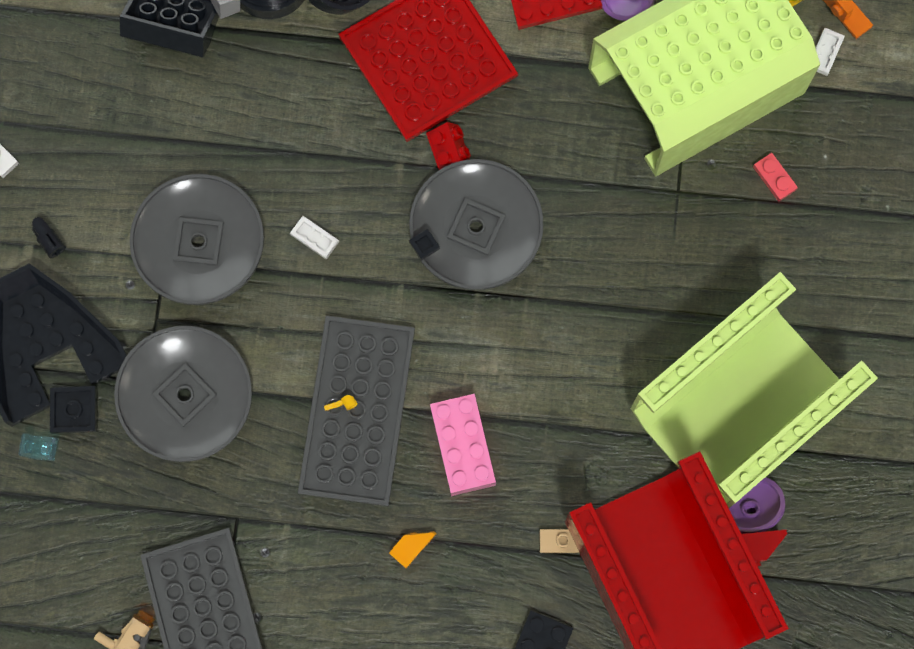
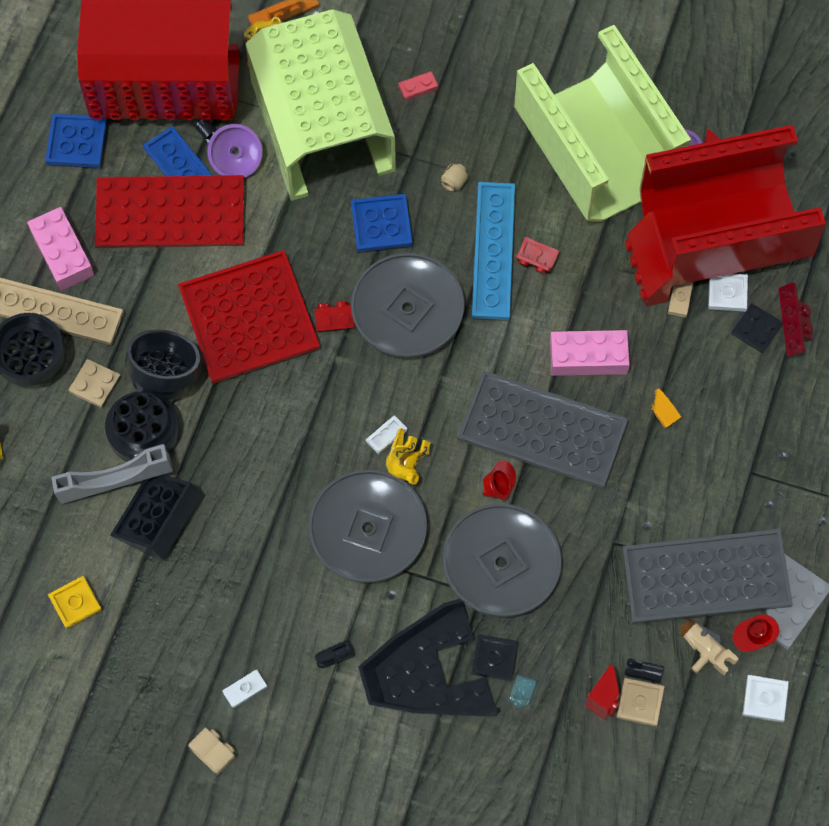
camera: 80 degrees left, 10 degrees down
(42, 538) = (604, 695): none -> red slope
(49, 580) = (640, 702): none -> tan plate
(86, 583) = (643, 670): none -> black hinge
(280, 374) = (499, 481): none -> red piece
(283, 260) = (403, 464): none -> yellow piece
(348, 401) = (535, 431): yellow hand -> none
(424, 244) = (418, 343): black plate -> none
(574, 309) = (493, 251): none -> dark azure plate
(576, 360) = (537, 254): none -> bracket
(579, 173) = (381, 223): none -> blue plate
(579, 598) = (728, 292): none -> white plate
(598, 490) = (650, 261): none -> red slope
(659, 244) = (454, 177): none -> tan head

